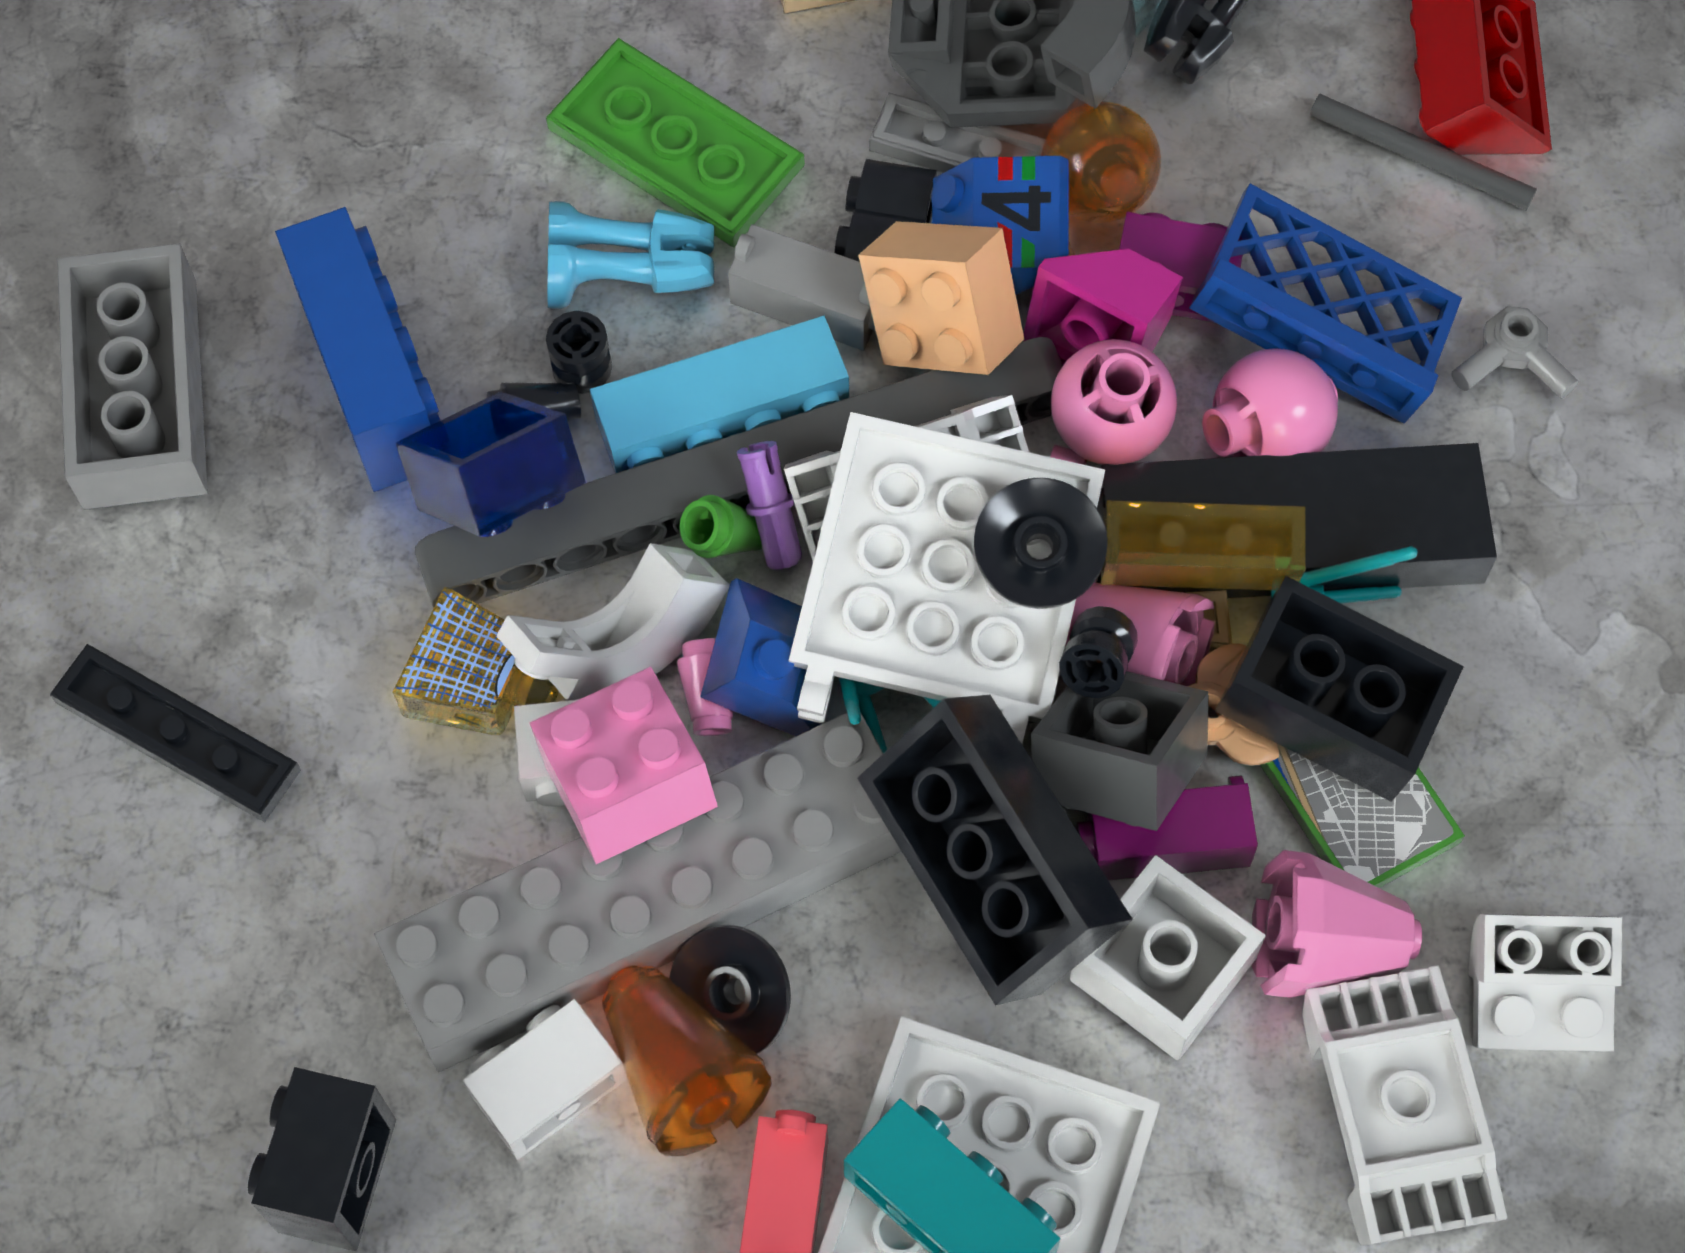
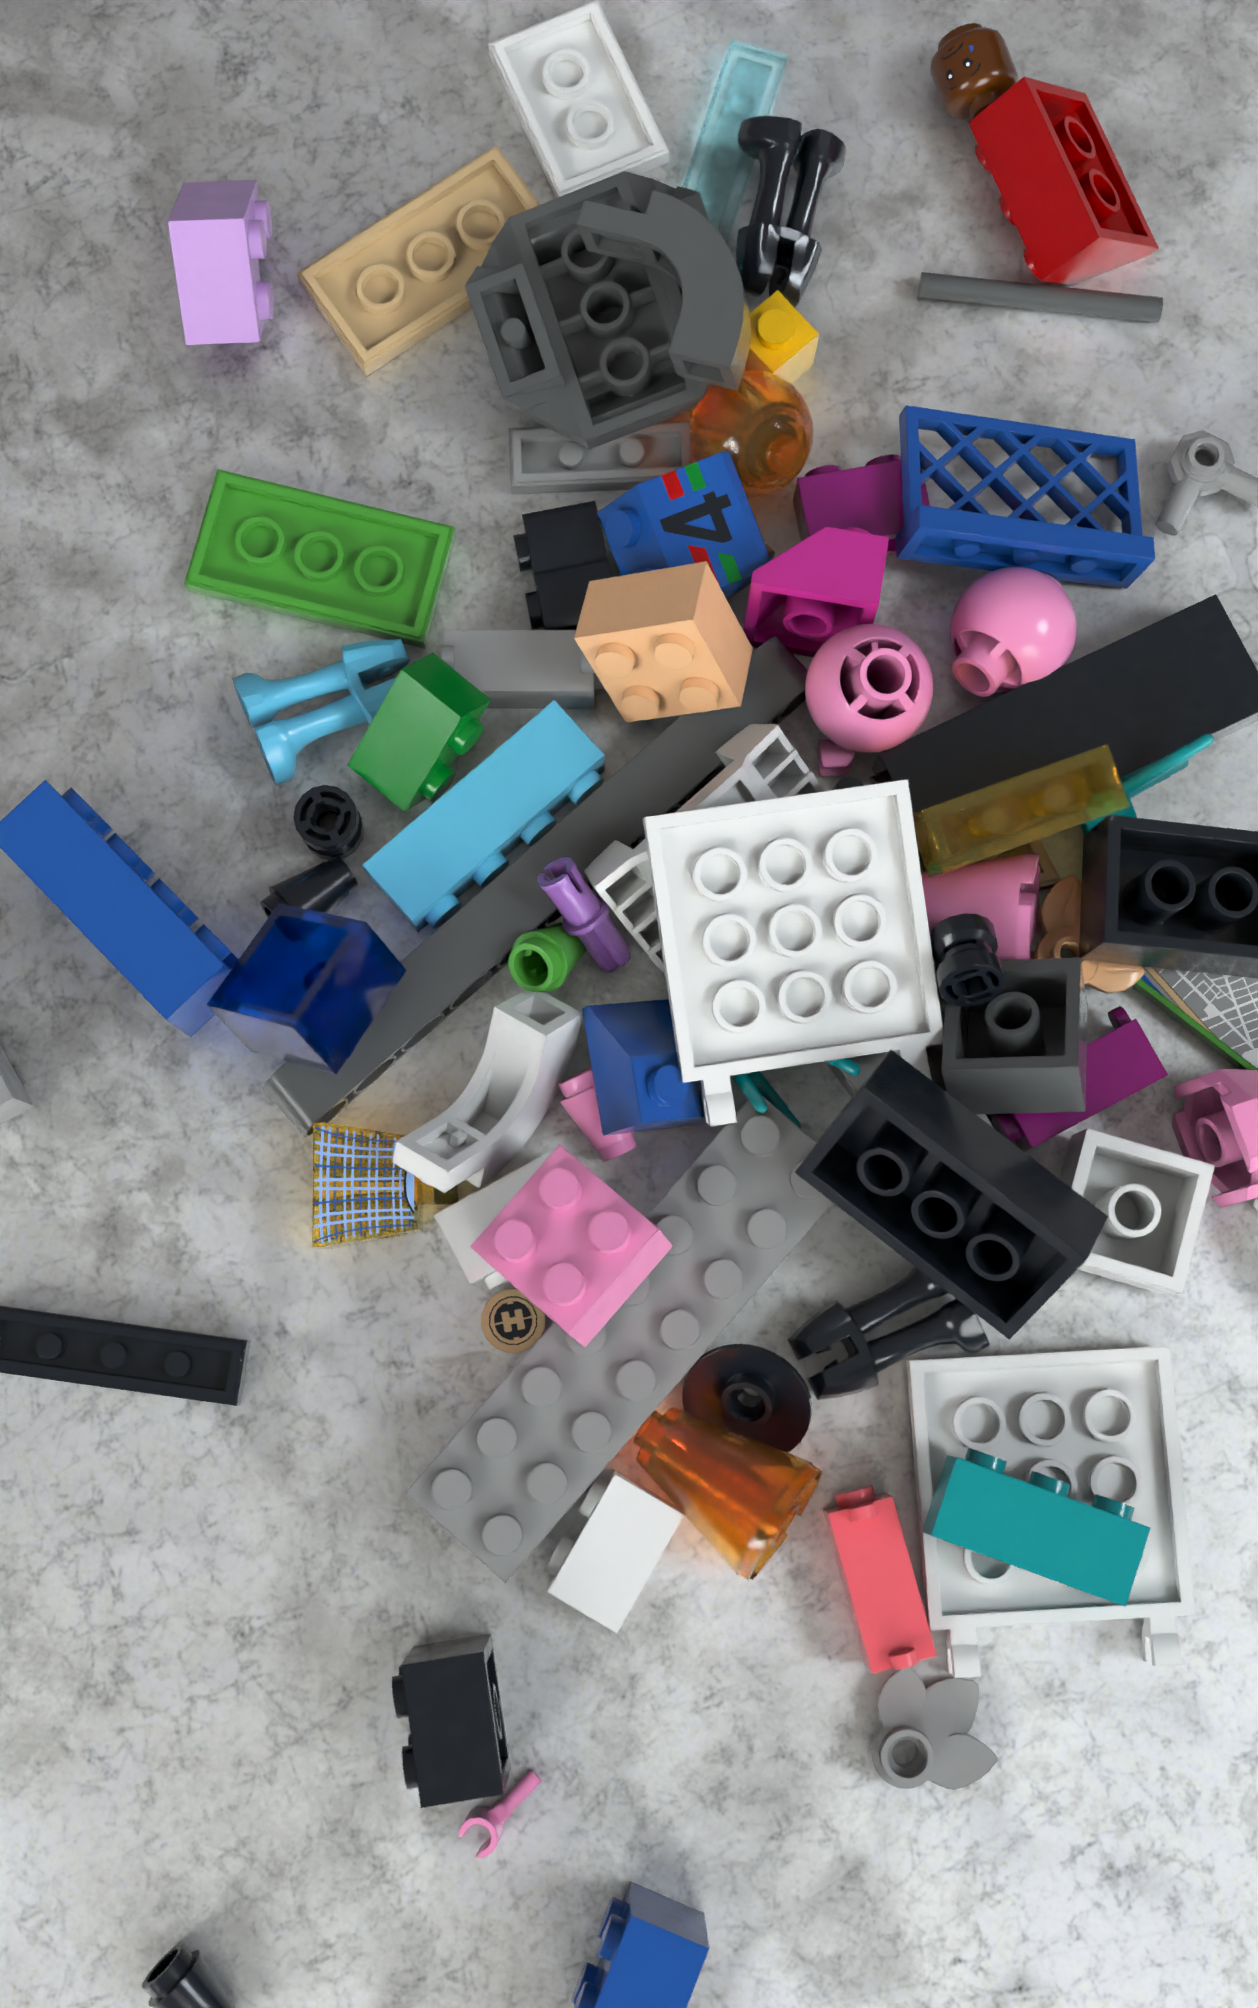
camera: 25 degrees left, 15 degrees up
(543, 832) = (512, 1321): none -> tan tile
(690, 297) = (420, 732): none -> green piece
(851, 1006) = (834, 1323): none -> black piece
(1048, 512) = (915, 879): black dish -> none
(1160, 96) = (781, 339): none -> yellow brick

